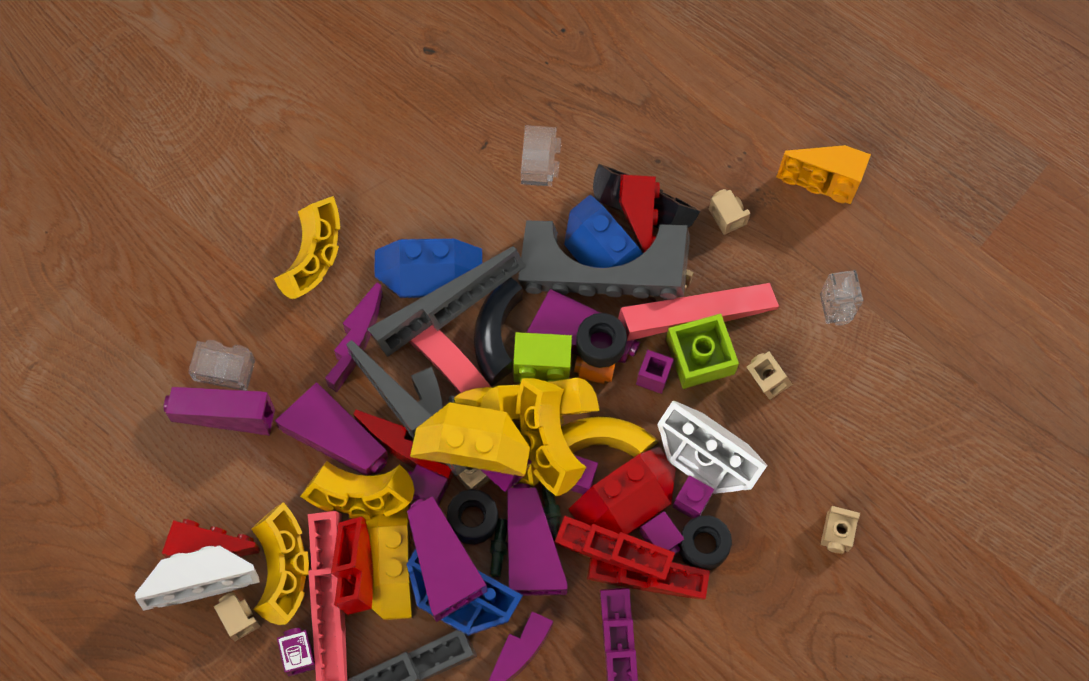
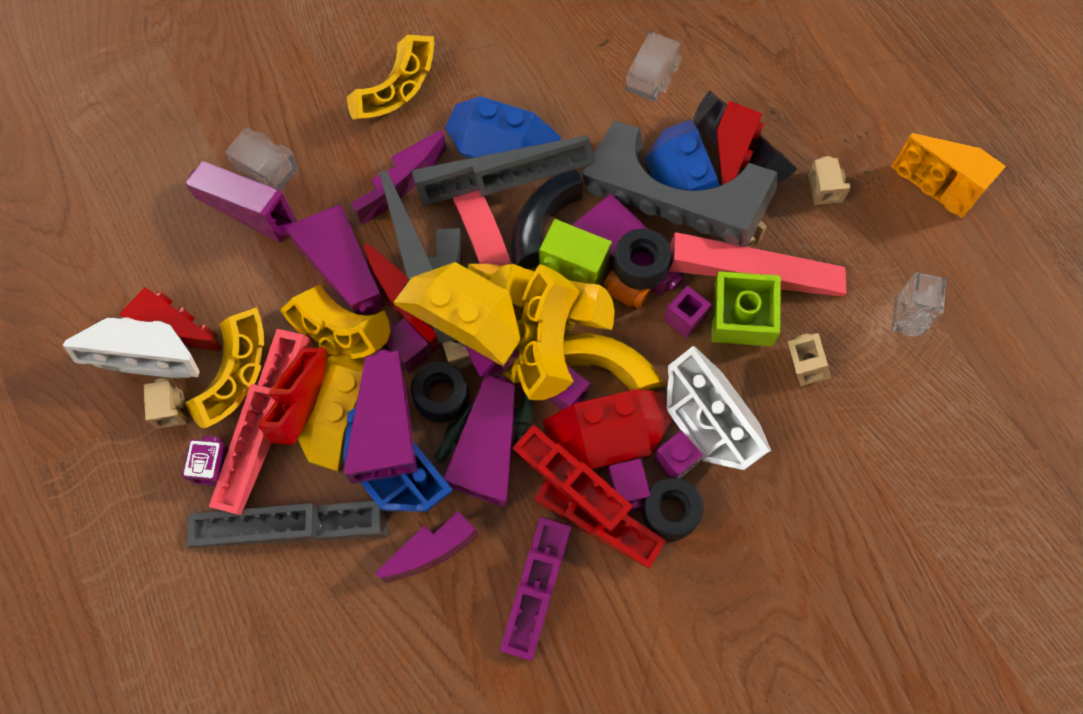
camera: 25 degrees right, 0 degrees up
(831, 537) = (833, 538): tan brick -> none

